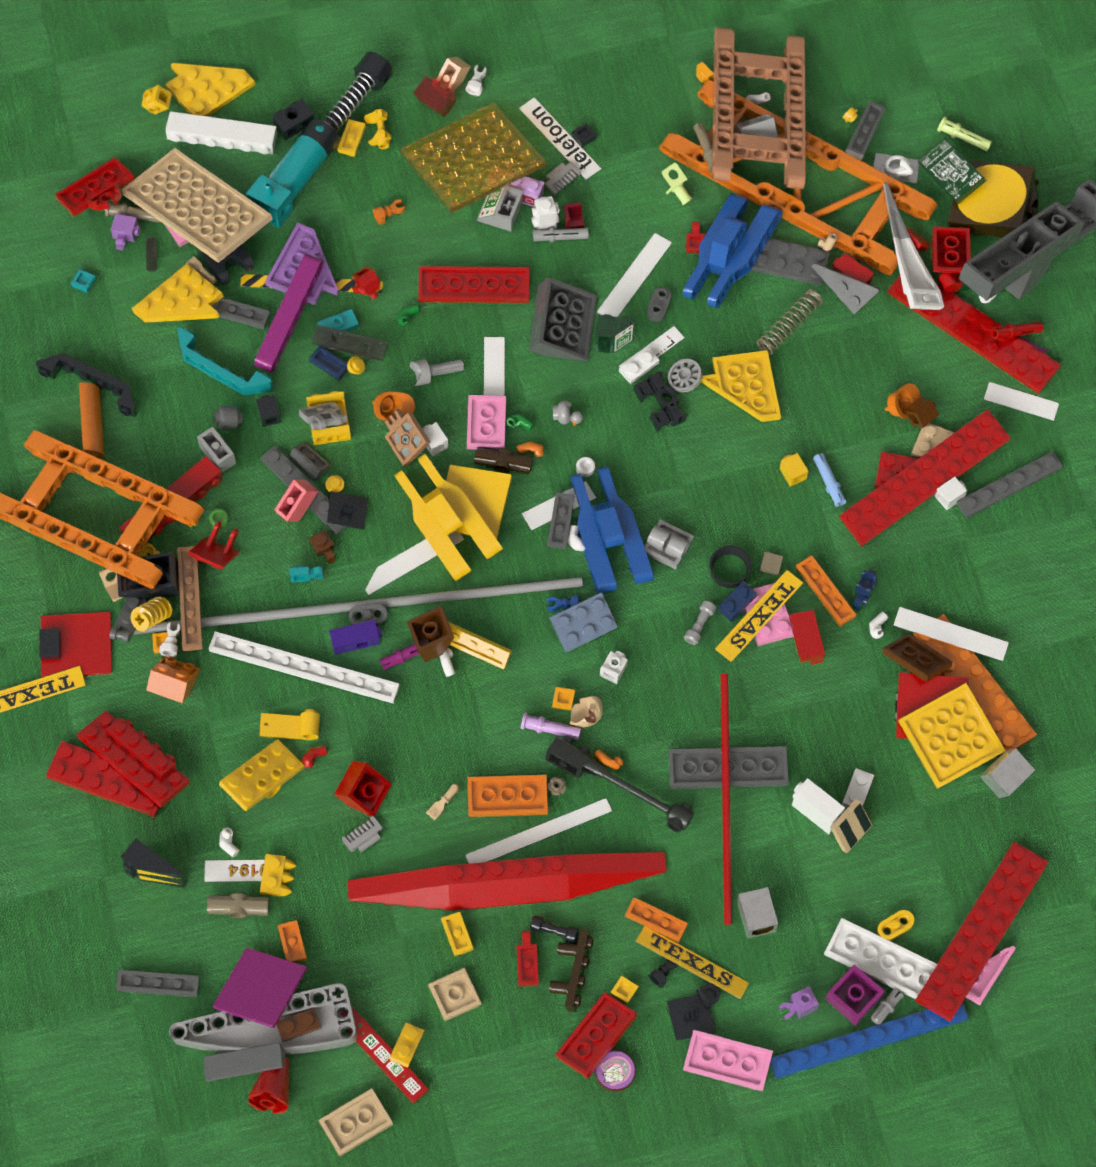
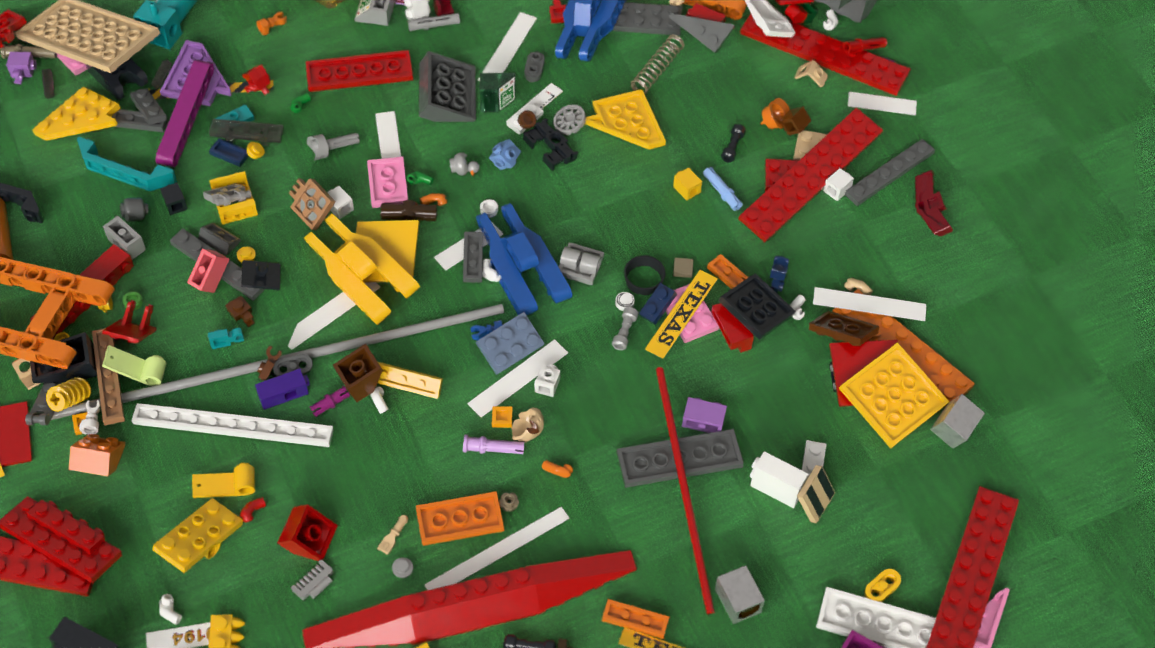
camera: 10 degrees left, 10 degrees down
(197, 265) = (92, 86): tan piece -> none
(223, 597) = (144, 371): none -> yellowish green door
(251, 299) = (148, 106): none -> dark grey plate
(268, 259) = (161, 74): none -> clear smoke axle
(343, 612) = (265, 368): none -> reddish brown plate
(388, 402) = (289, 173): orange piece -> none
(447, 835) = (402, 567): none -> light grey plate
(578, 760) = (527, 473): pearl dark grey bar -> none
(585, 658) = (517, 378): none -> white sticker
(610, 409) = (504, 154): none -> medium blue brick
(640, 370) = (527, 119): none -> reddish brown tile
(705, 591) = (624, 300): none -> white tile
(760, 727) = (704, 415): none -> medium lavender brick
(834, 622) = (757, 306): none -> black plate
(858, 416) = (737, 132): none -> black piece
(946, 609) = (859, 284): none -> tan arm
(955, 355) = (813, 71): none -> tan bracket
(1041, 530) = (931, 204): none -> dark red plate

